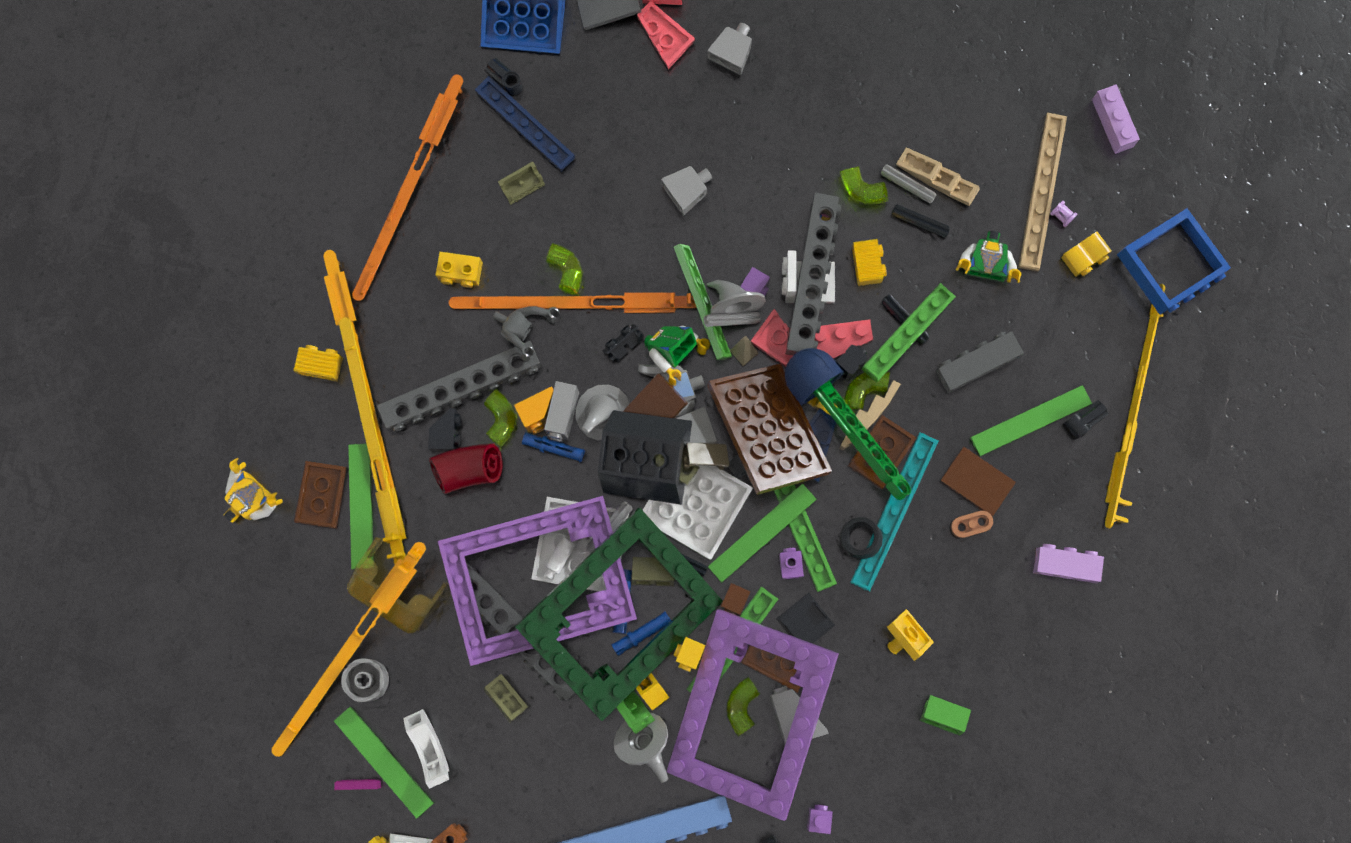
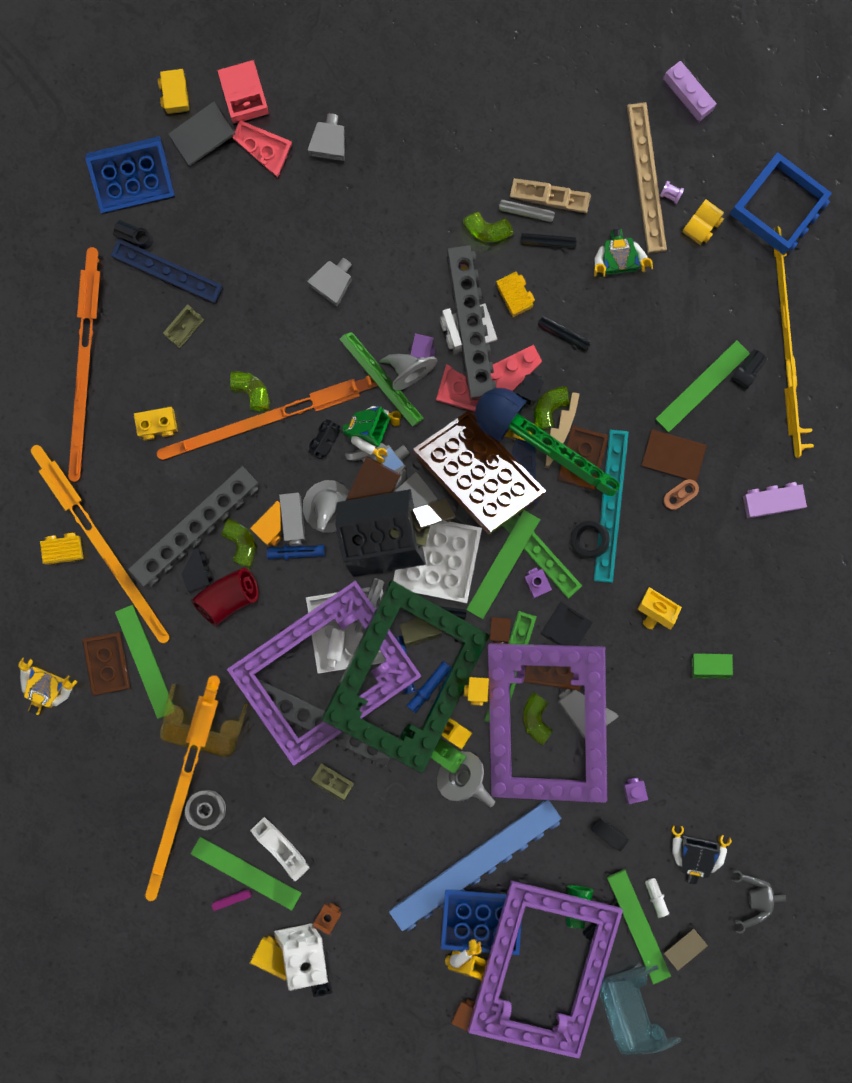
camera: 25 degrees left, 5 degrees up
(387, 498) = (166, 648): yellow piece -> none
(516, 326) = (226, 457): dark grey piece -> none
(732, 319) = (413, 385): light grey axle -> none
(744, 351) = (433, 410): dark tan slope -> none
(908, 332) = (571, 345): bright green tile -> none
(979, 362) = (641, 350): dark grey brick -> none

